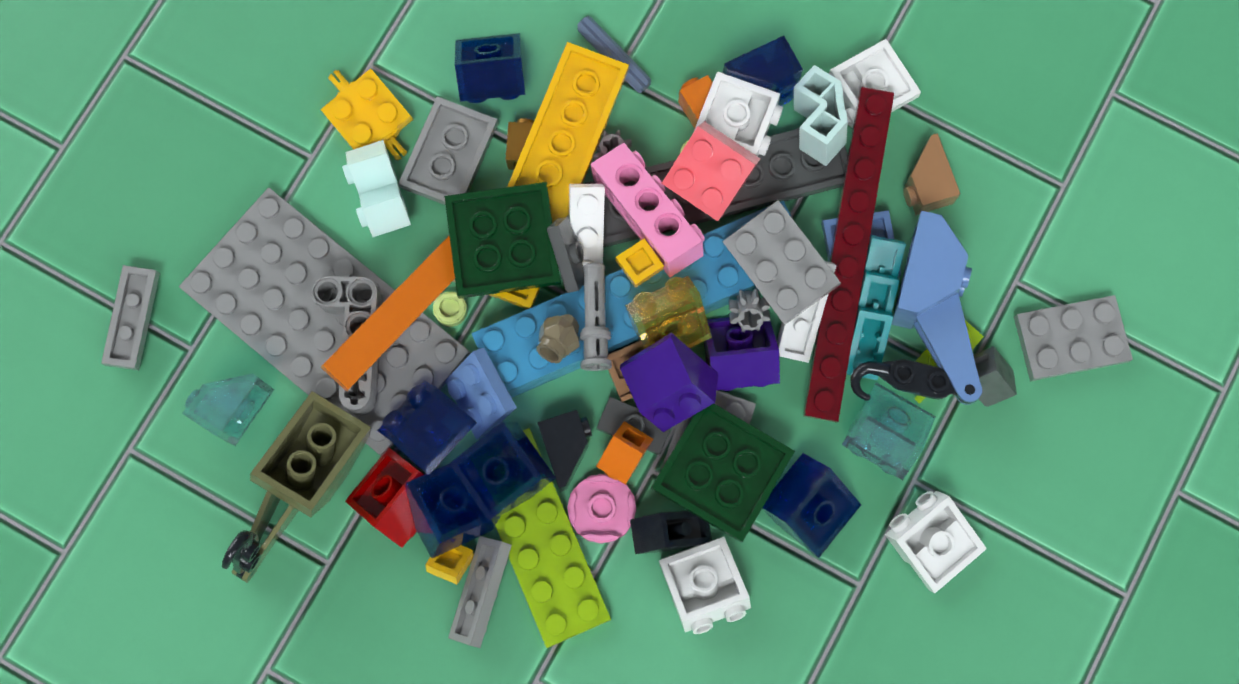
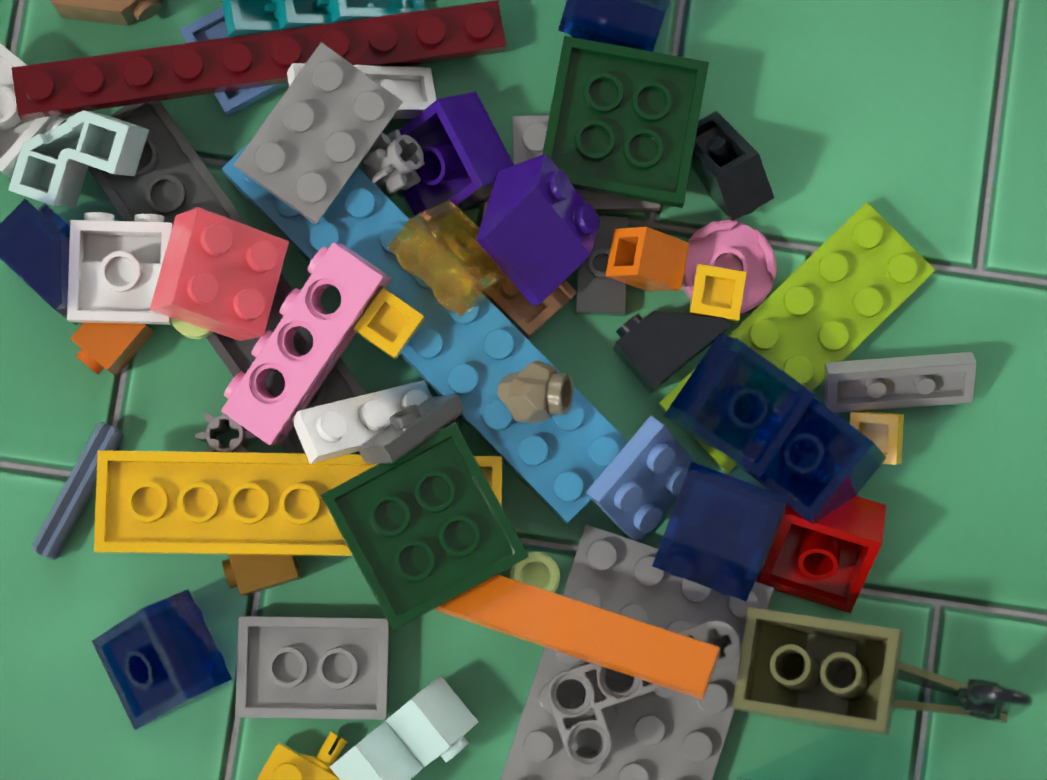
camera: 115 degrees left, 5 degrees up
(584, 489) = (717, 292): none -> yellow plate
(595, 332) = (511, 347): light grey pin -> none
(705, 586) = (777, 95): white plate -> none

